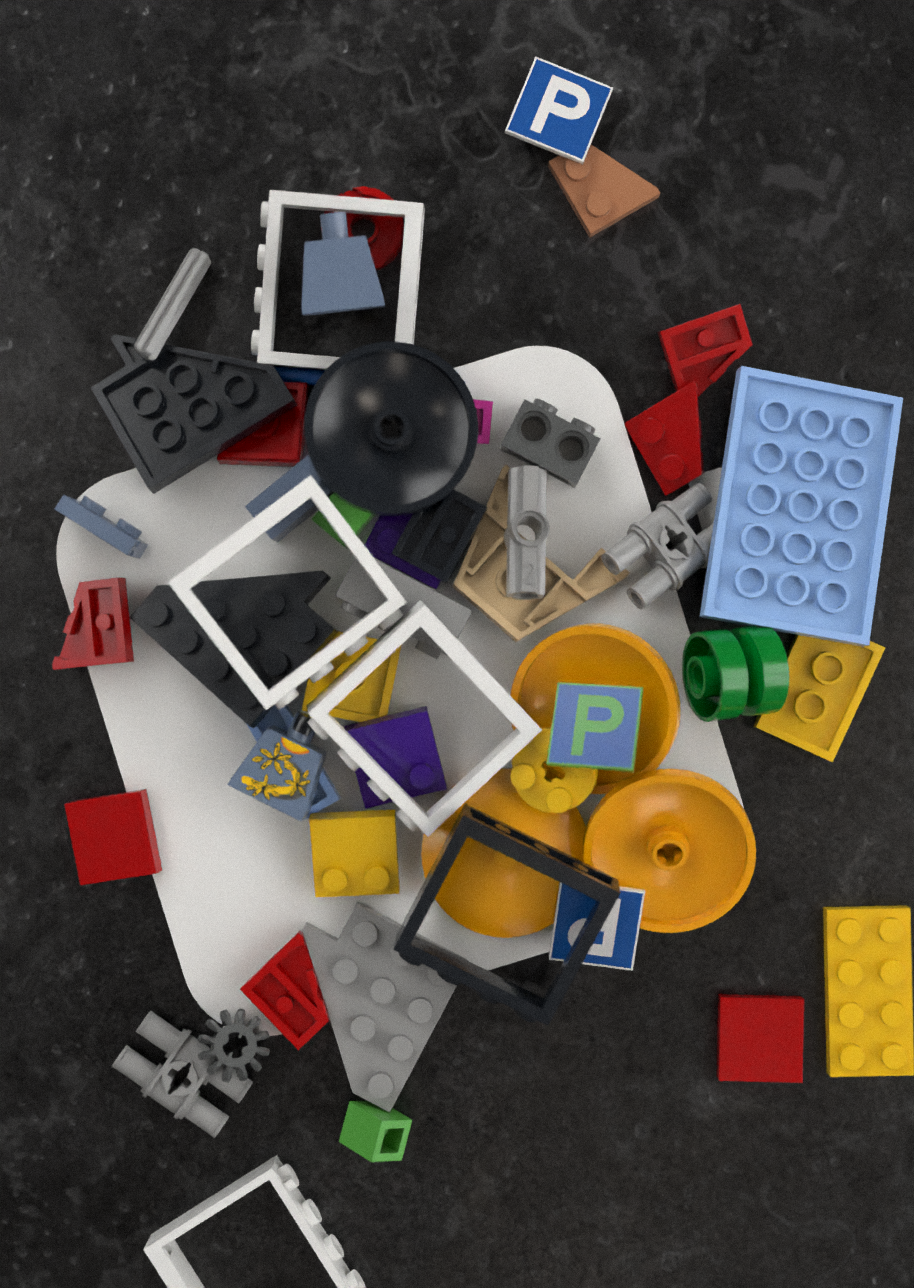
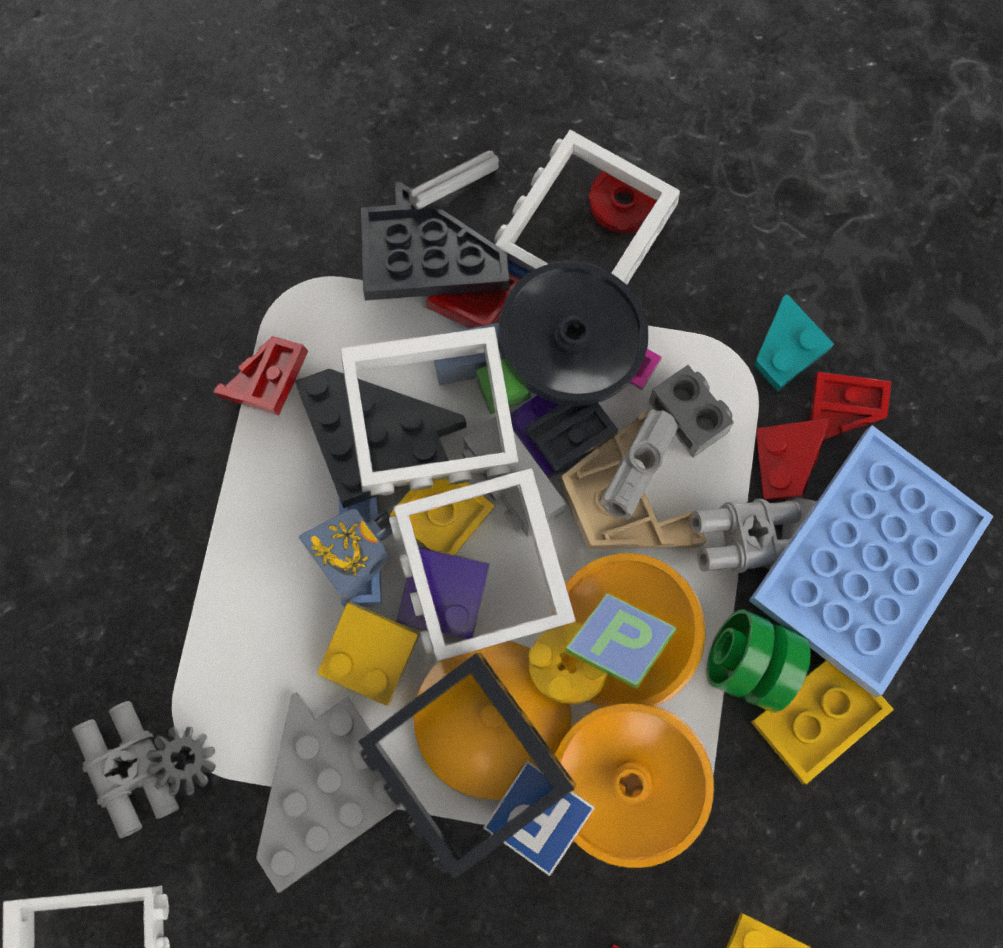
camera: 25 degrees right, 15 degrees down
(90, 516) = (310, 296): sand blue plate -> none
(113, 837) = (184, 544): red tile -> none
(289, 992) = (252, 742): red wing -> none
(339, 271) = (591, 205): sand blue torso -> none
(375, 1132) = (256, 903): bright green brick -> none
(558, 110) = (813, 182): blue piece -> none
(601, 189) = (818, 252): nougat wing -> none
(617, 310) = (790, 345): none -> teal wing

